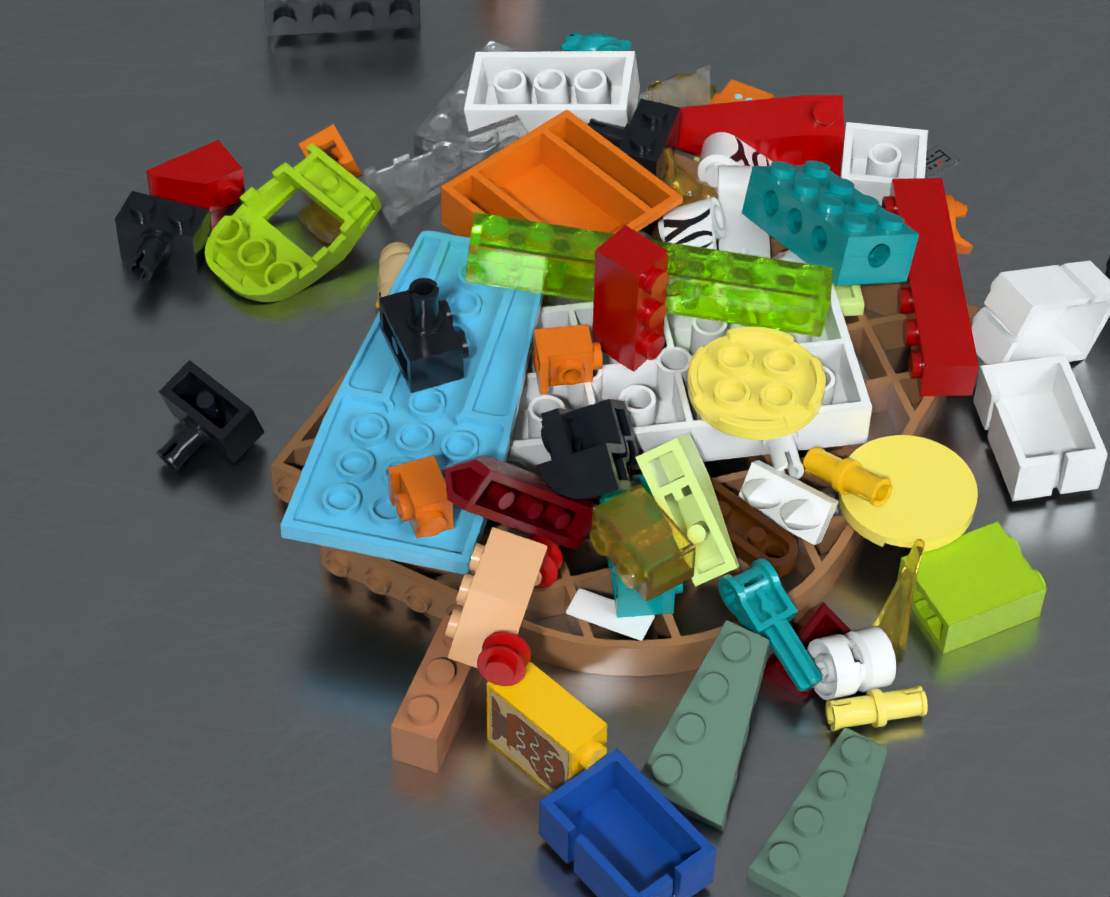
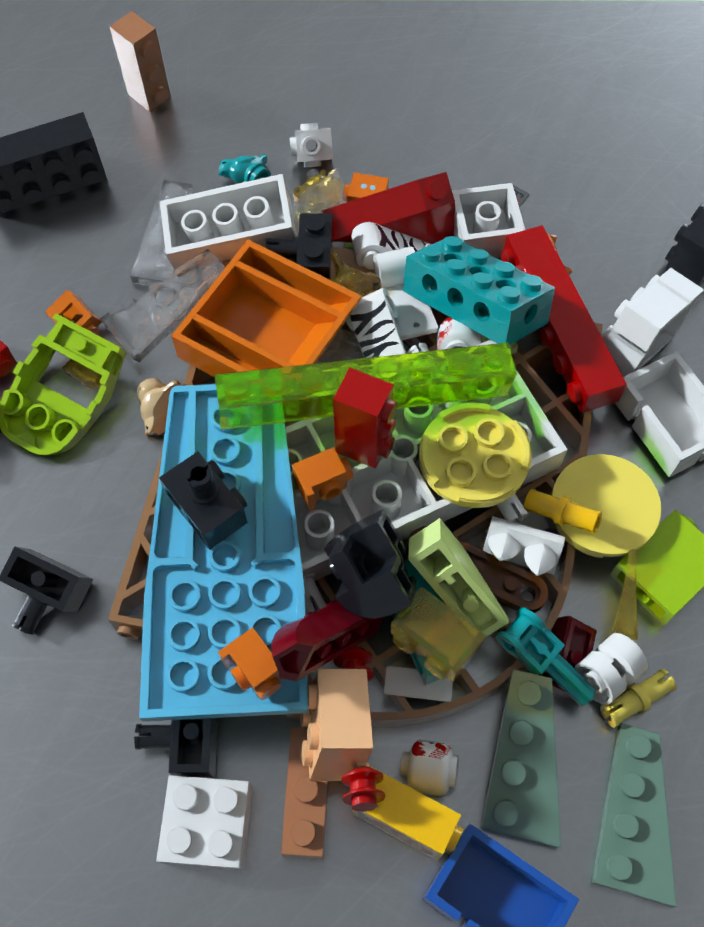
camera: 15 degrees left, 15 degrees up
(315, 690) = (205, 823): none -> white brick
(324, 605) = (190, 744): none -> black brick
(605, 698) = (430, 767): none -> white head
(705, 44) = (323, 147): none -> white brick

